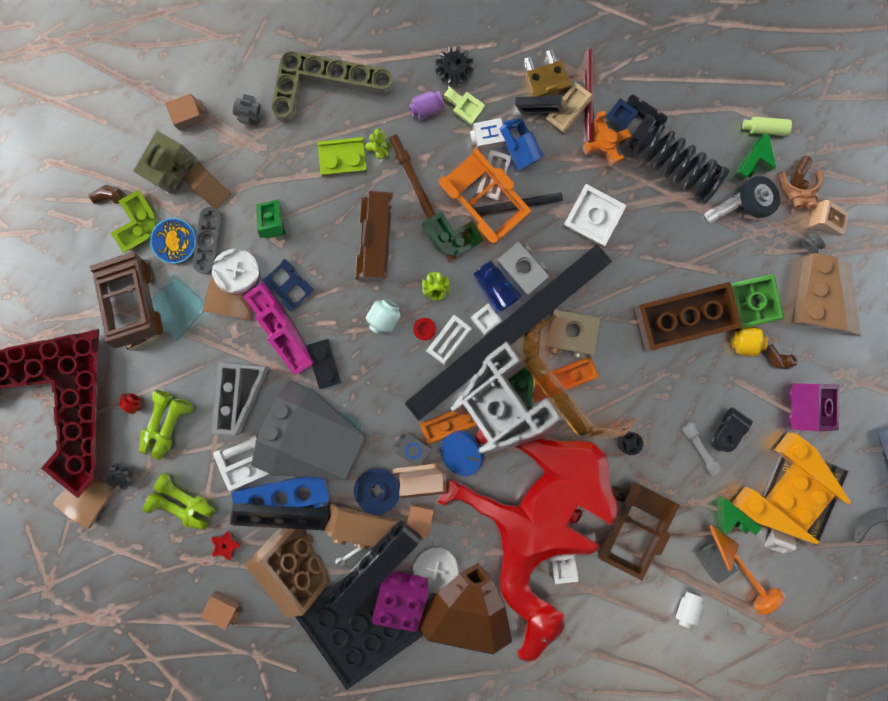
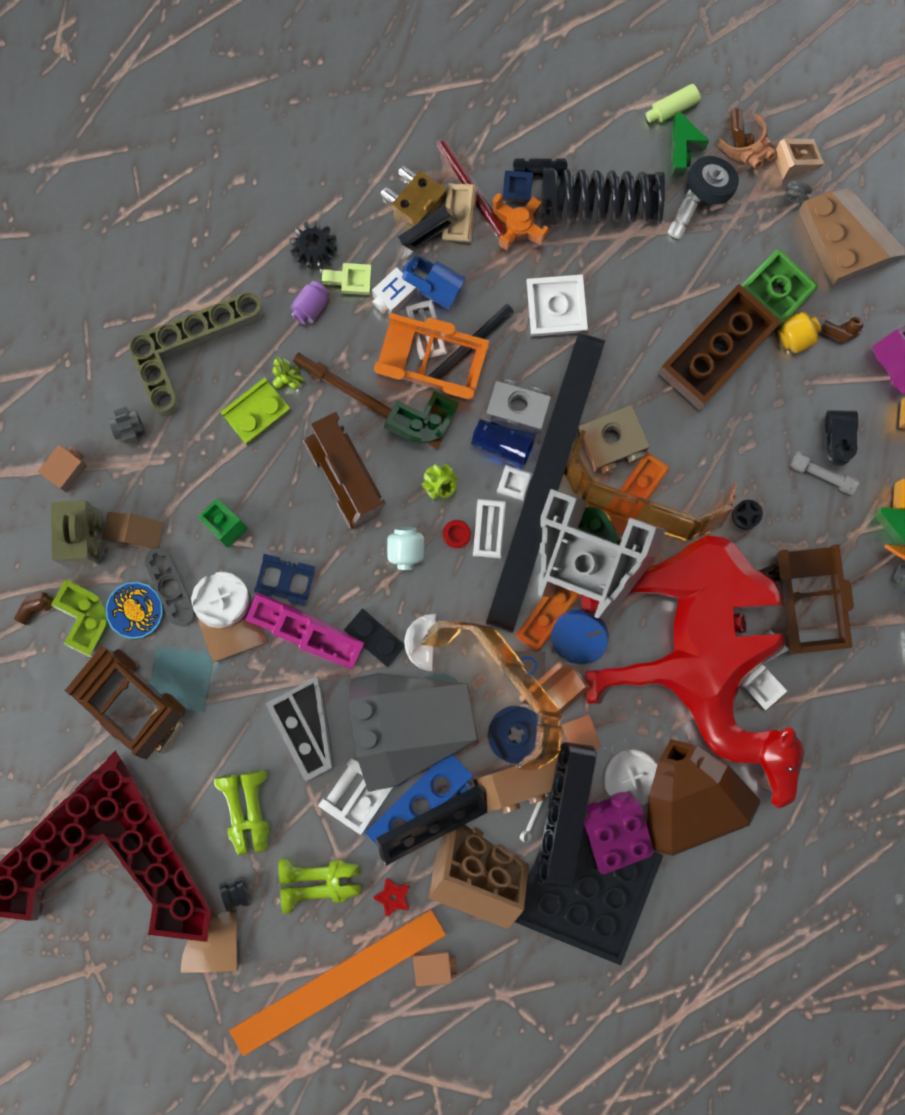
camera: 25 degrees left, 5 degrees down
(130, 403) = (197, 809): red plate -> none
(152, 577) = (337, 982): none -> orange tile
(352, 387) = (420, 654): none -> white plate
(401, 463) = (548, 728): none -> clear orange windscreen

